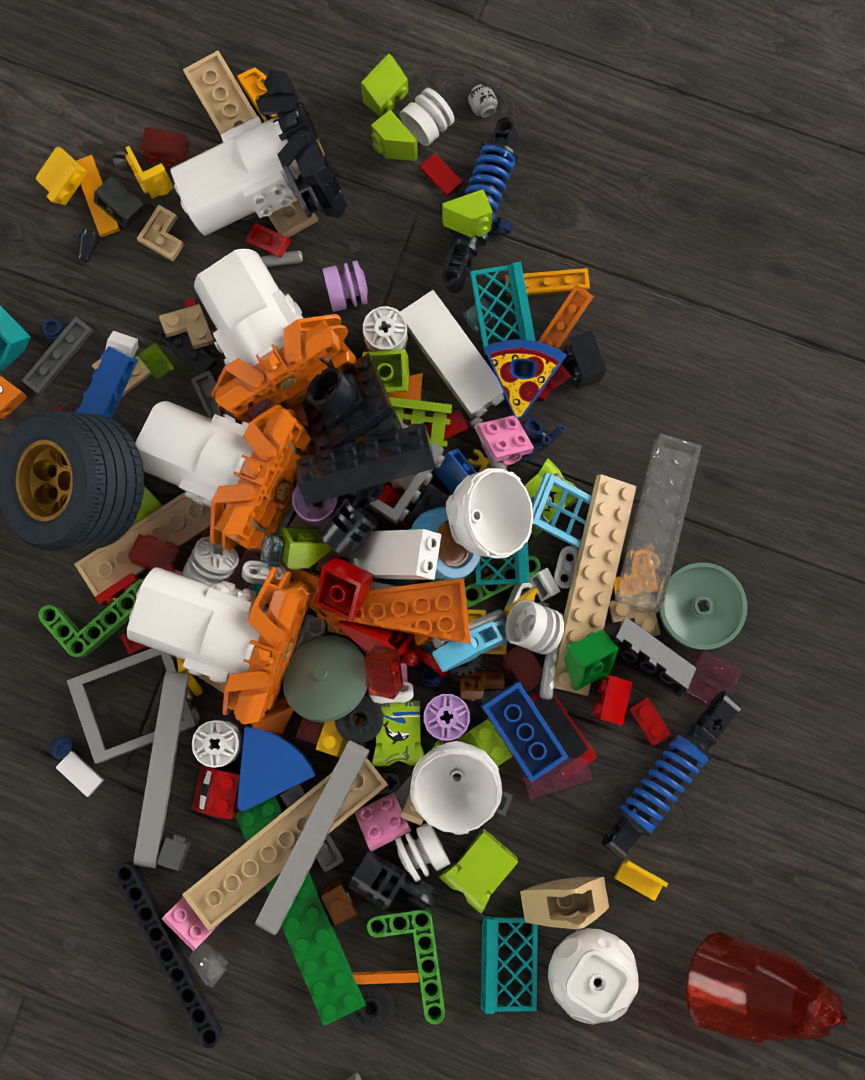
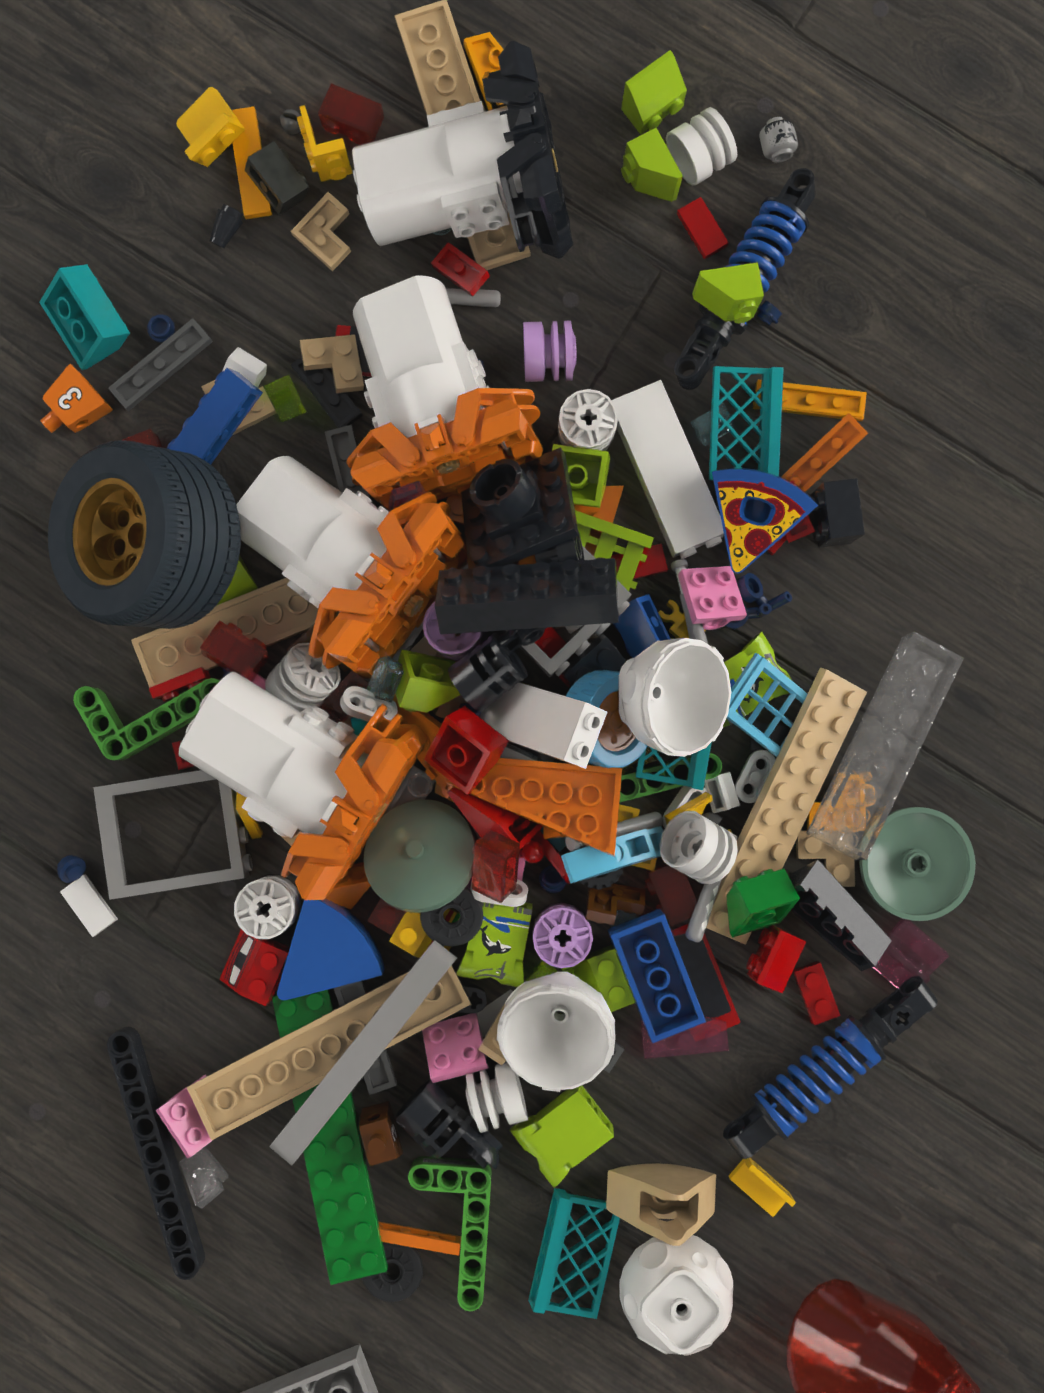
camera: 10 degrees right, 5 degrees up
(161, 769) = (191, 924): light grey beam -> none
(174, 852) = (187, 1029): dark grey brick -> none

